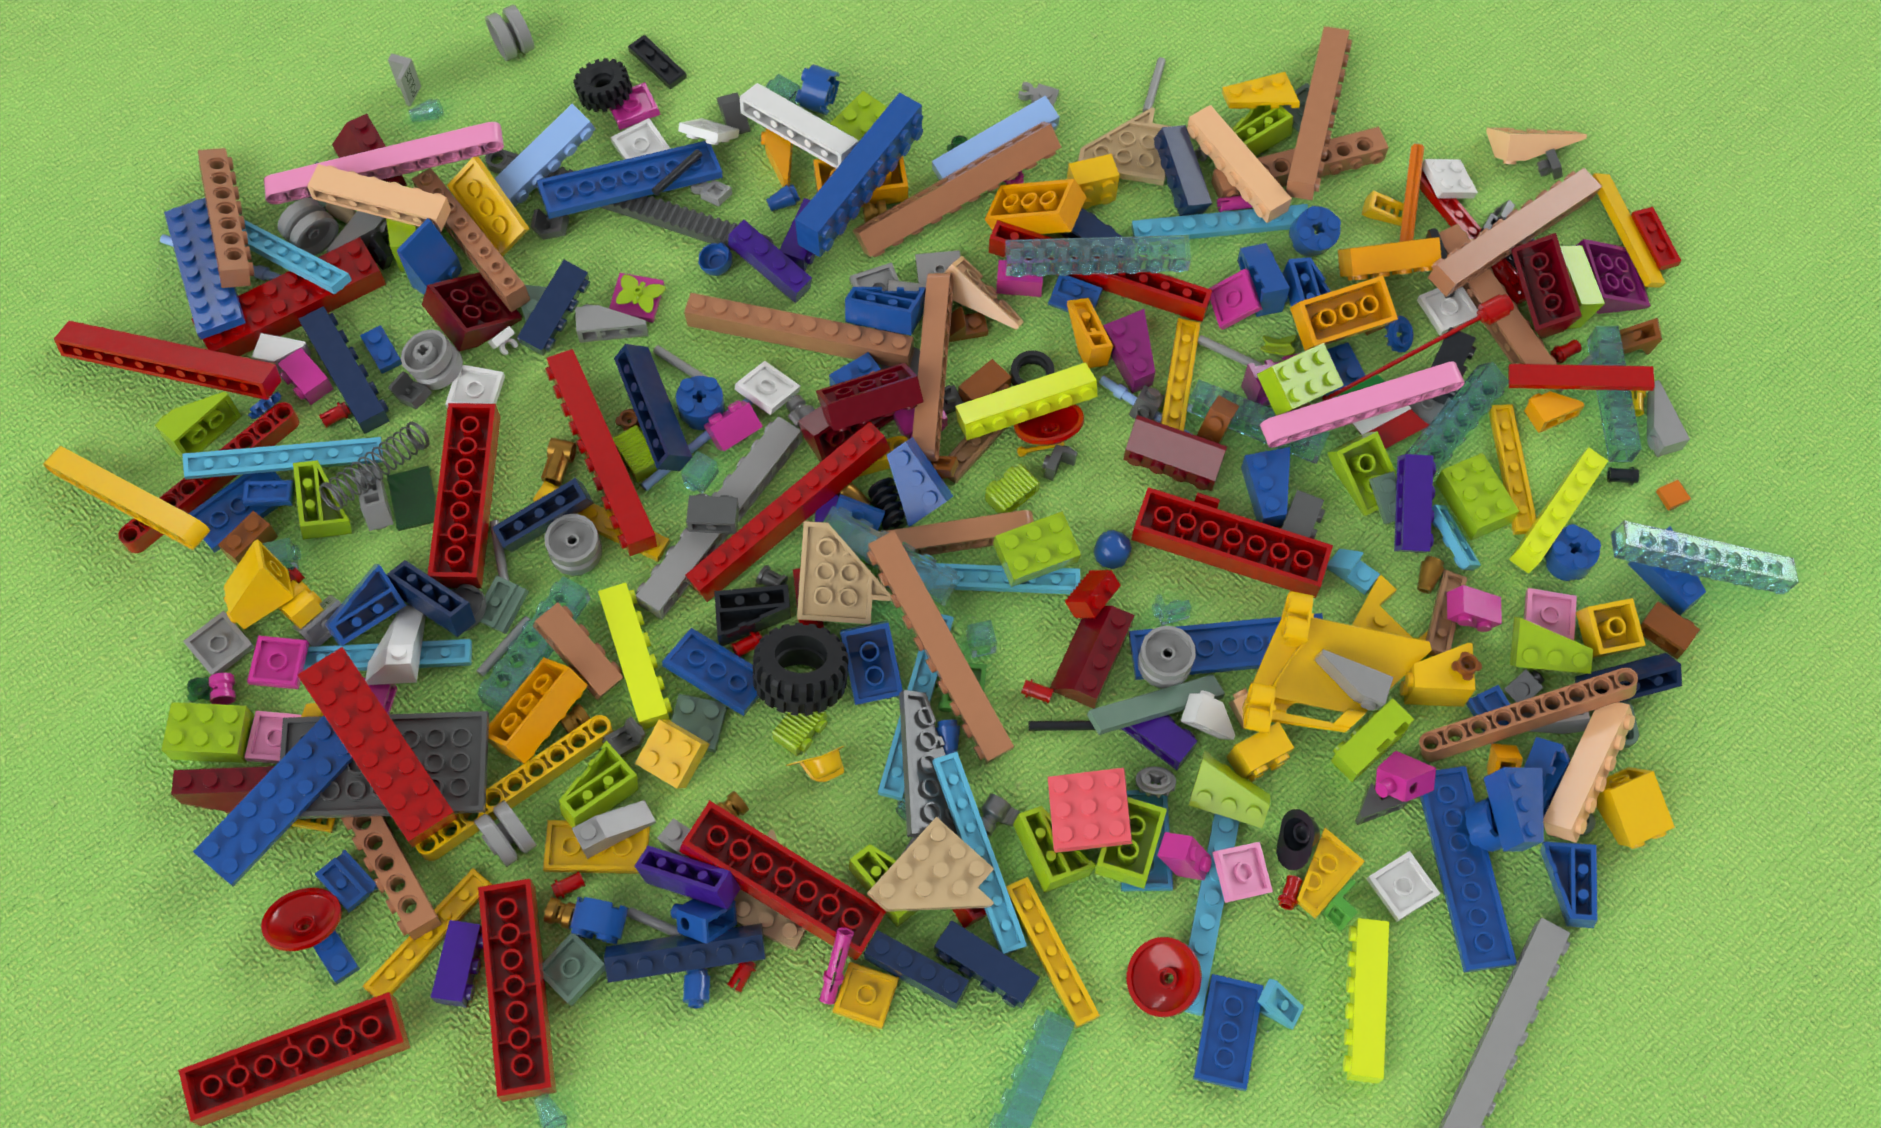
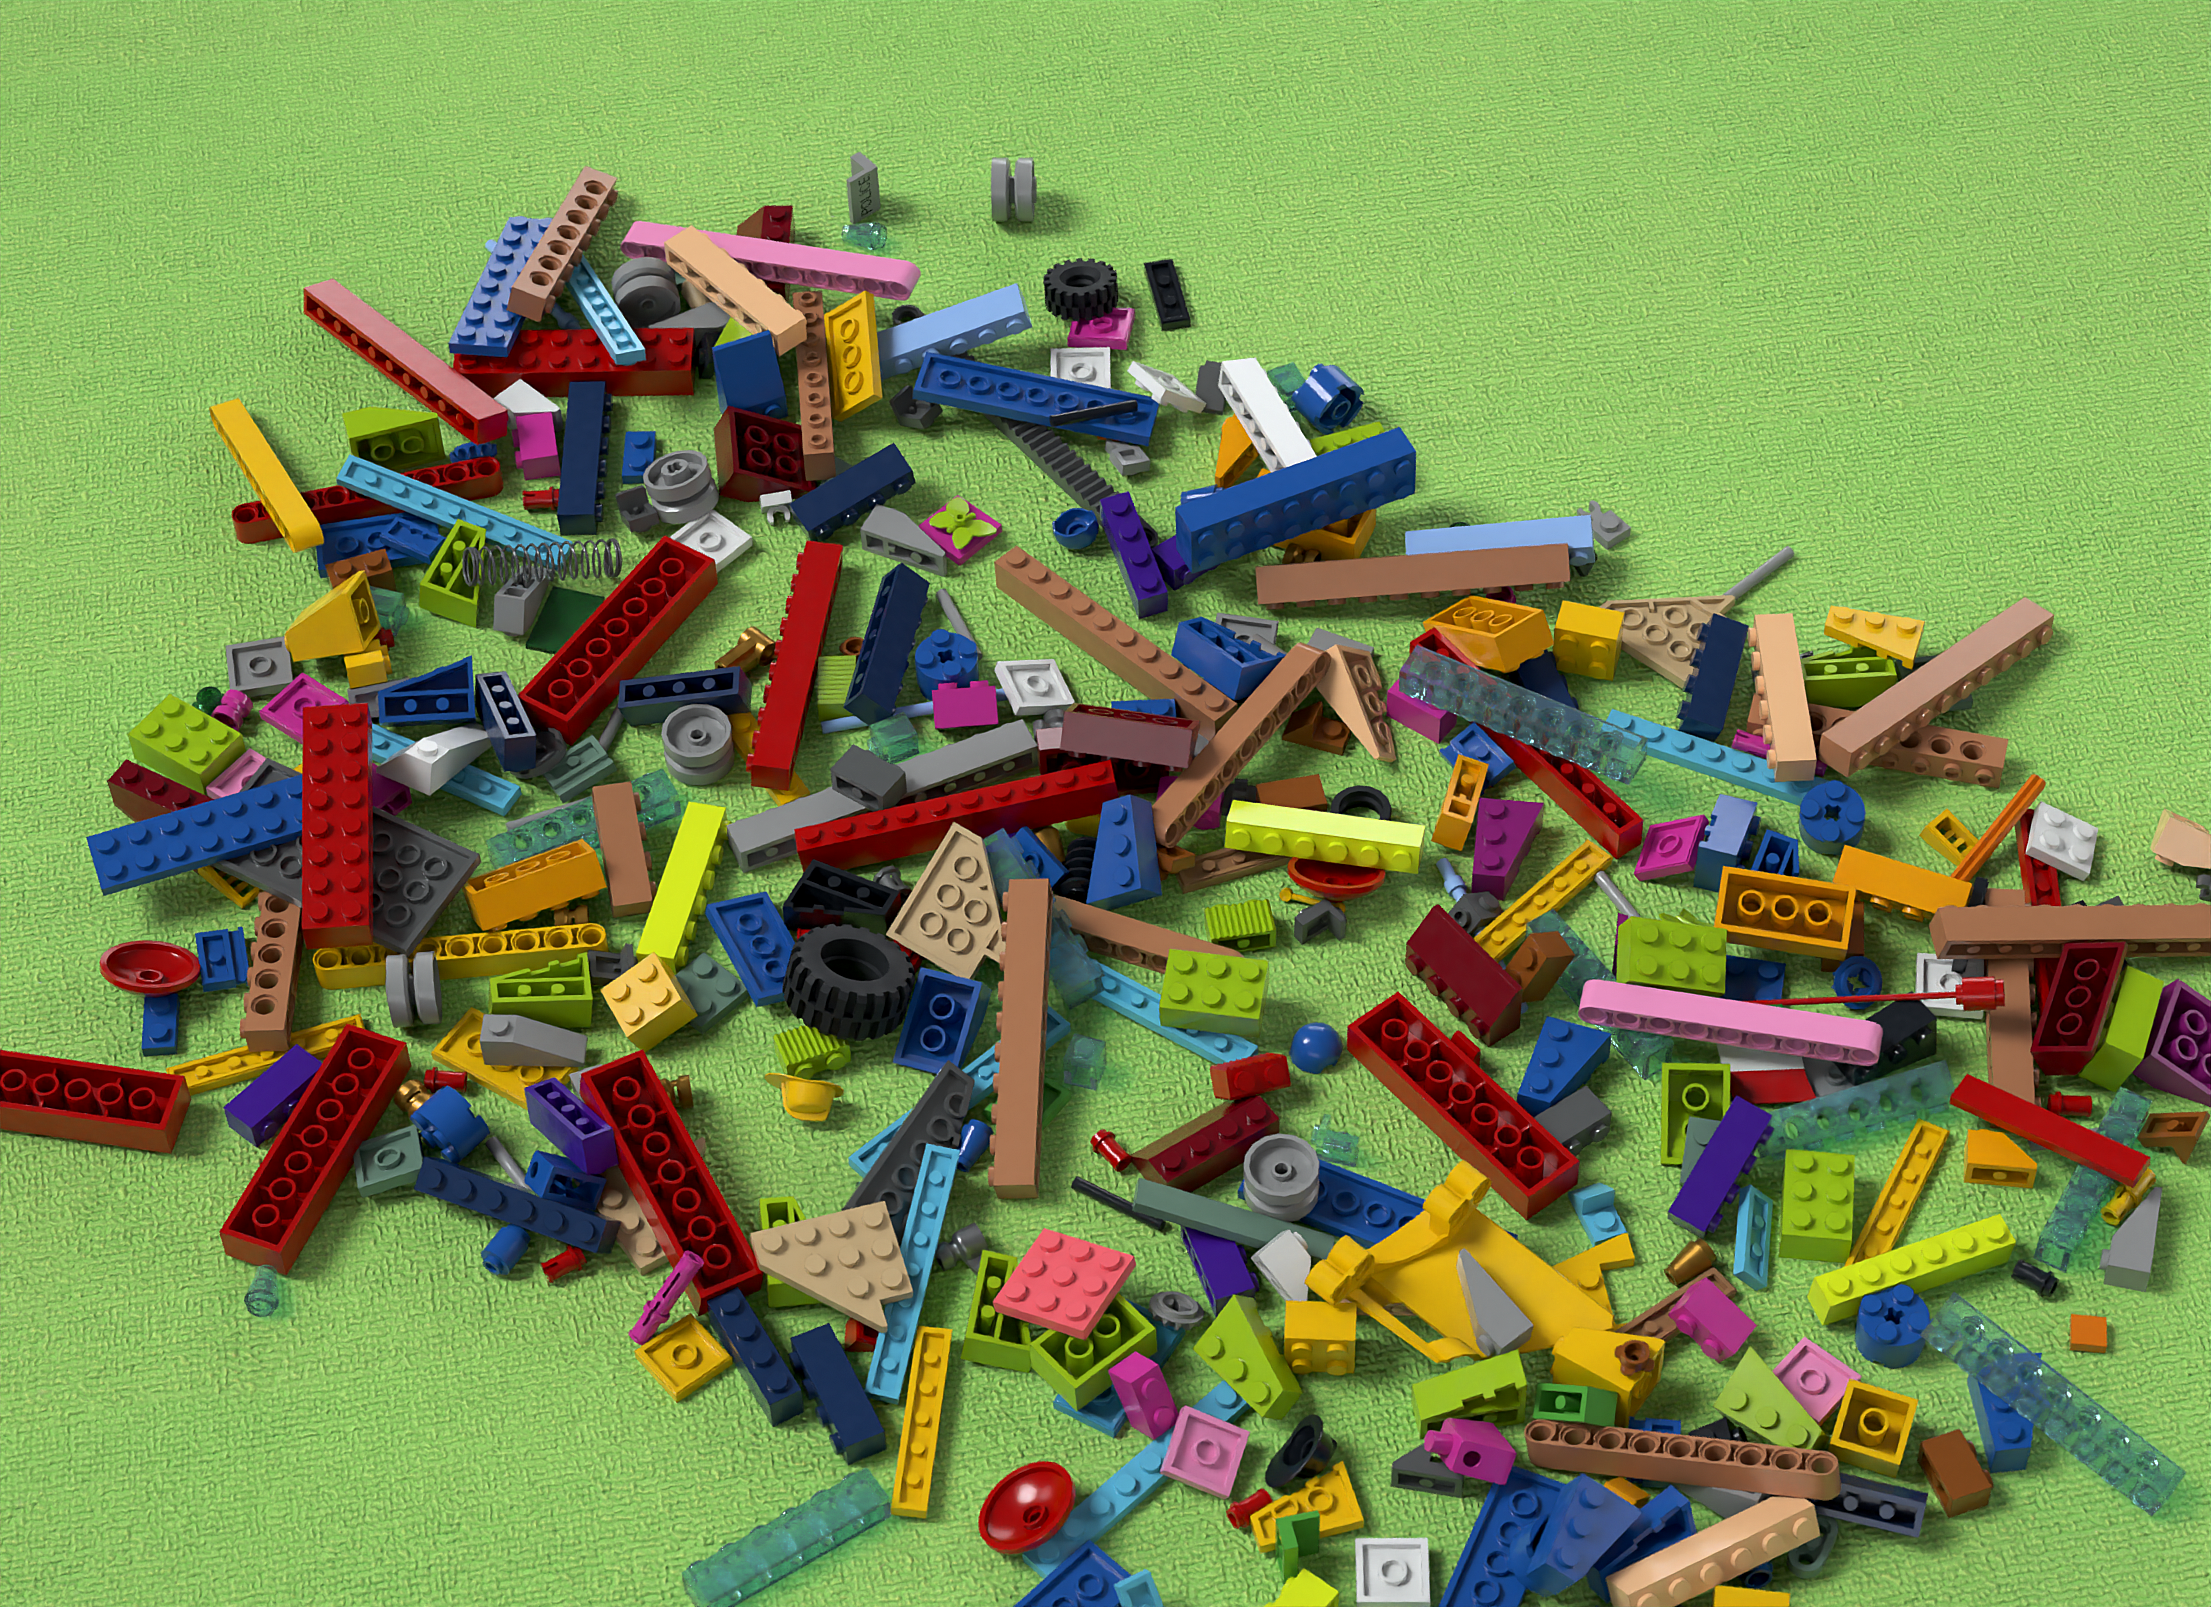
camera: 35 degrees right, 15 degrees down
(1441, 713) = (1575, 1404): none -> bright green brick

